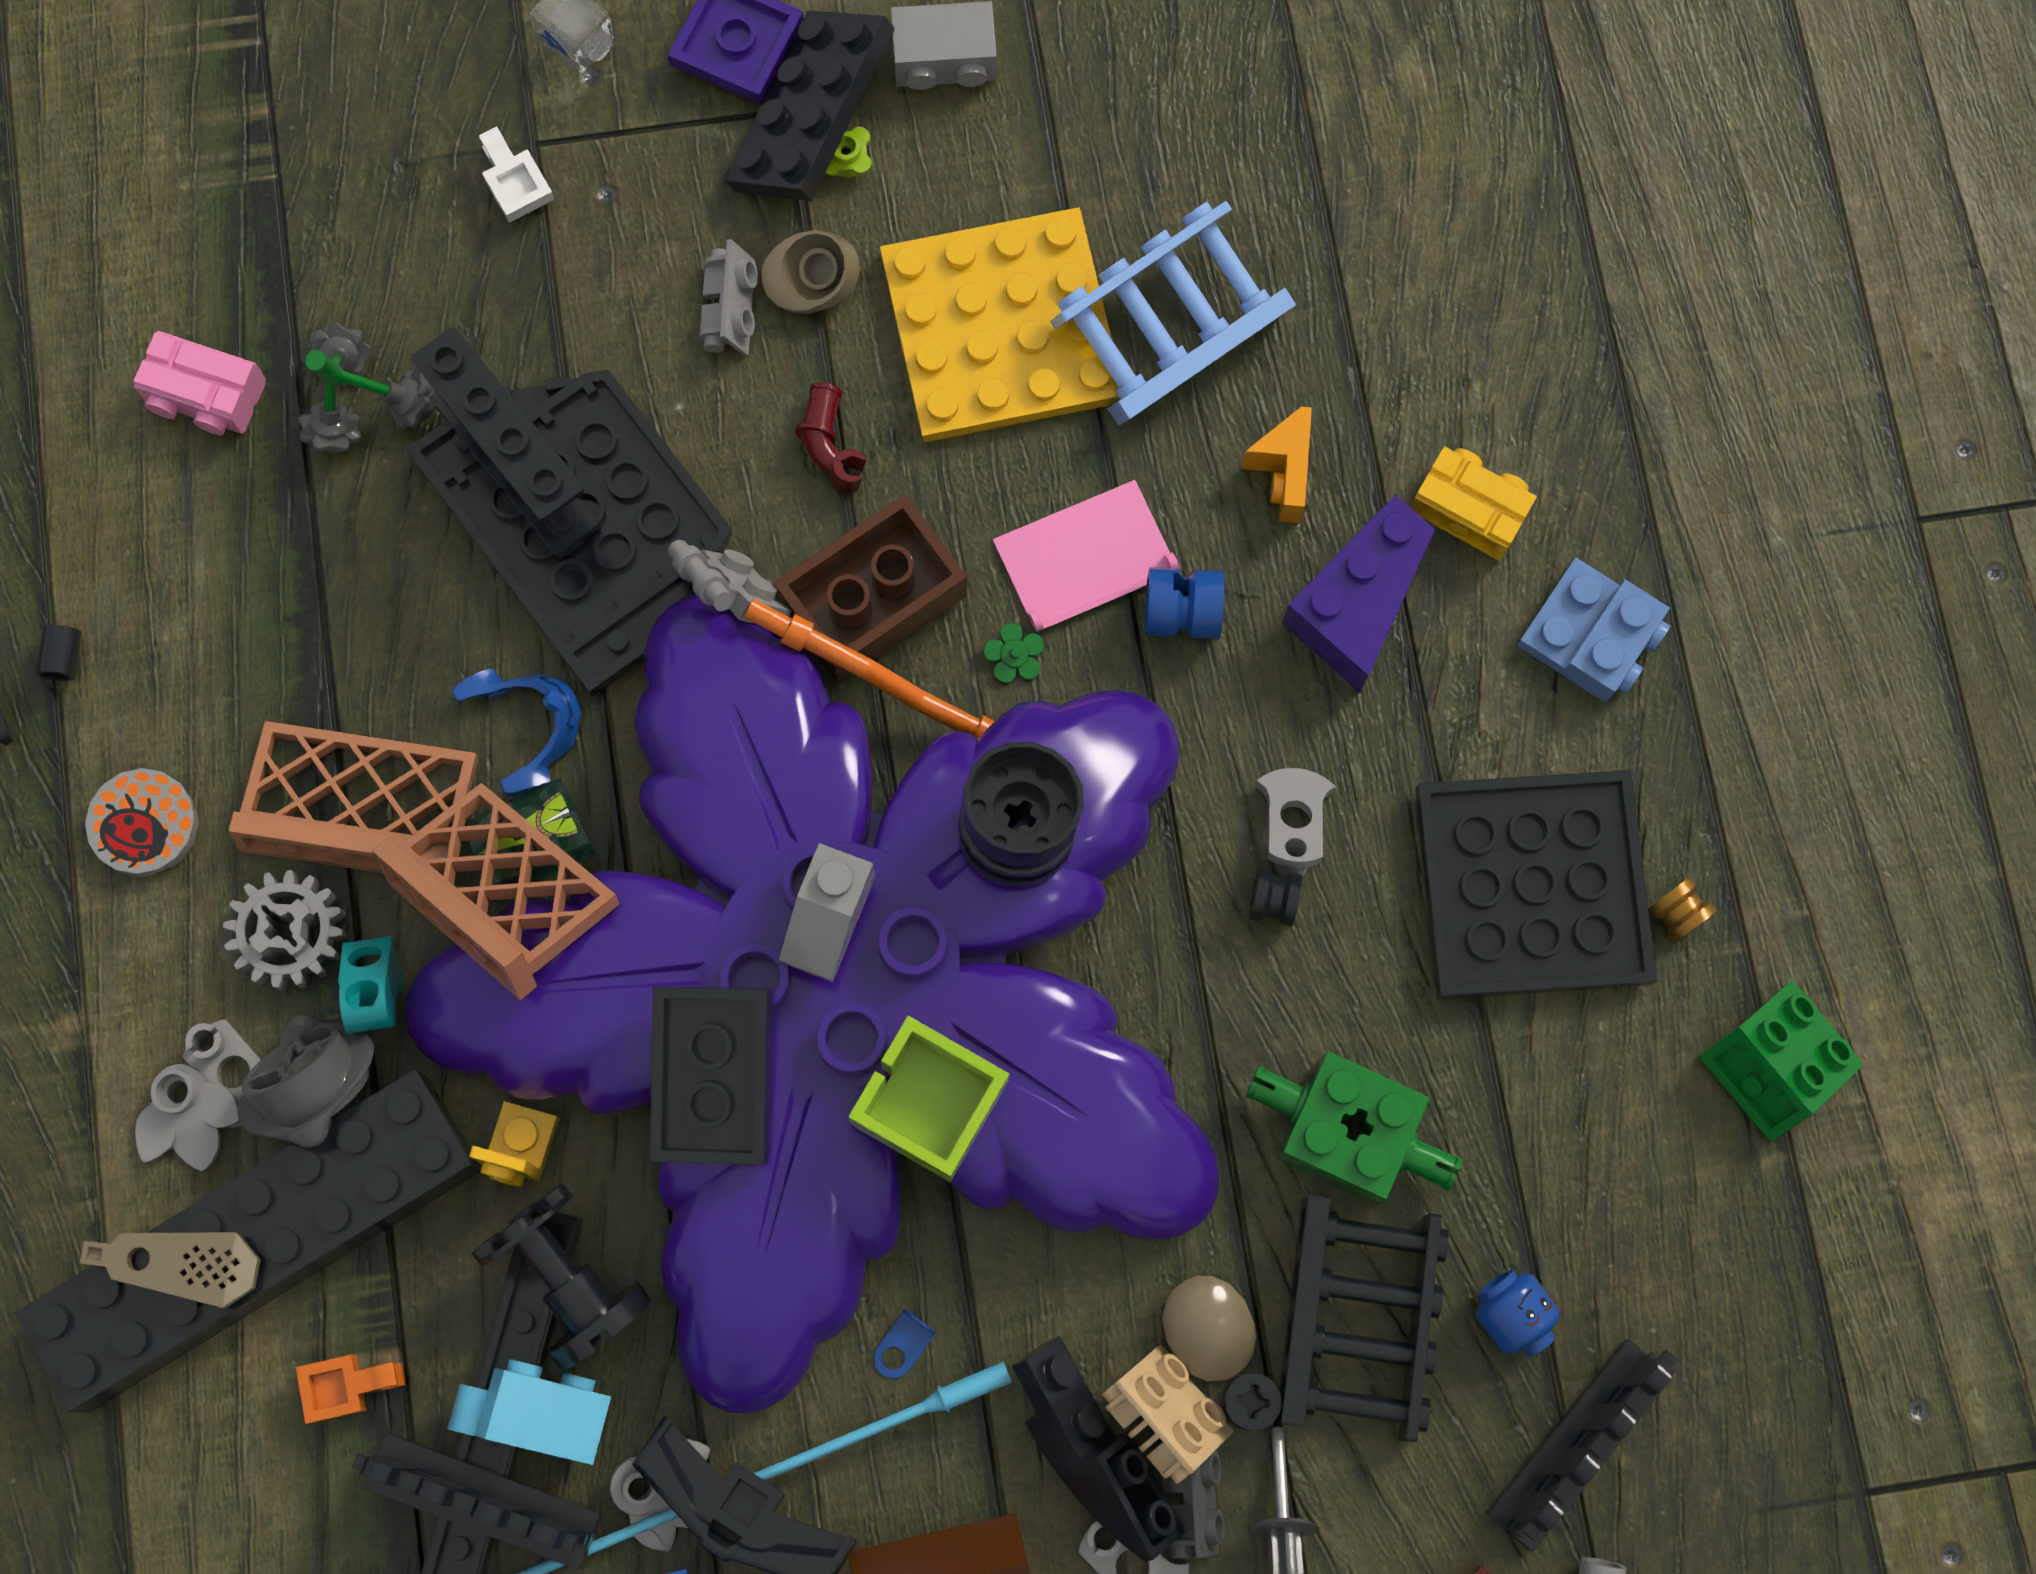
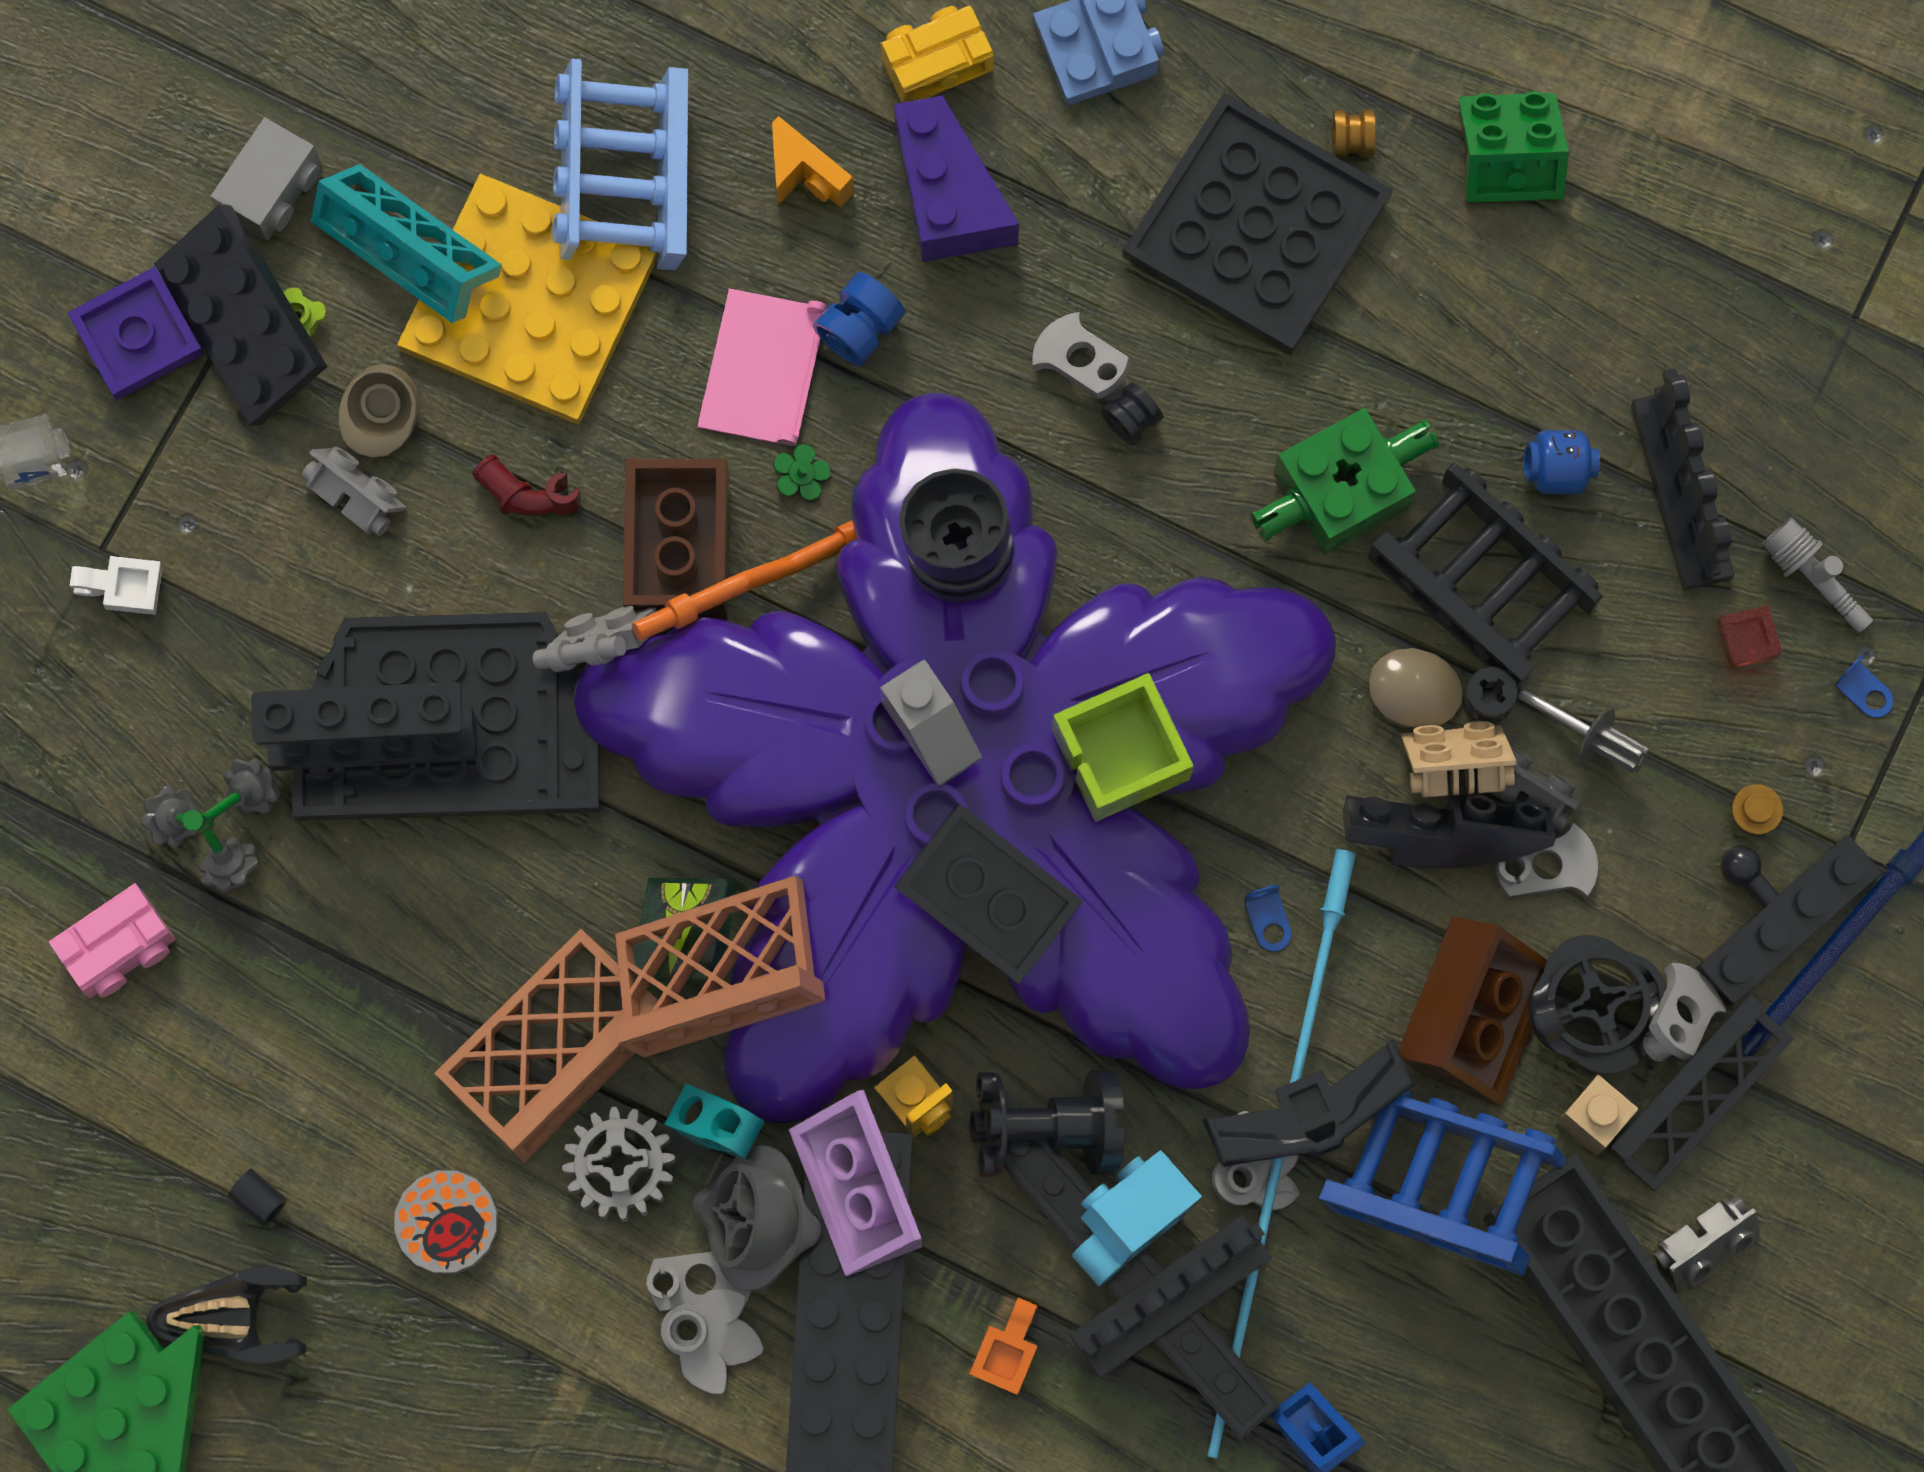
camera: 50 degrees left, 0 degrees up
(168, 1262) = (830, 1403): dark tan piece -> none
(382, 1149) = (855, 1185): none -> lavender slope
(557, 699) = (585, 835): blue helmet -> none
(959, 176) = (393, 242): none -> teal fence

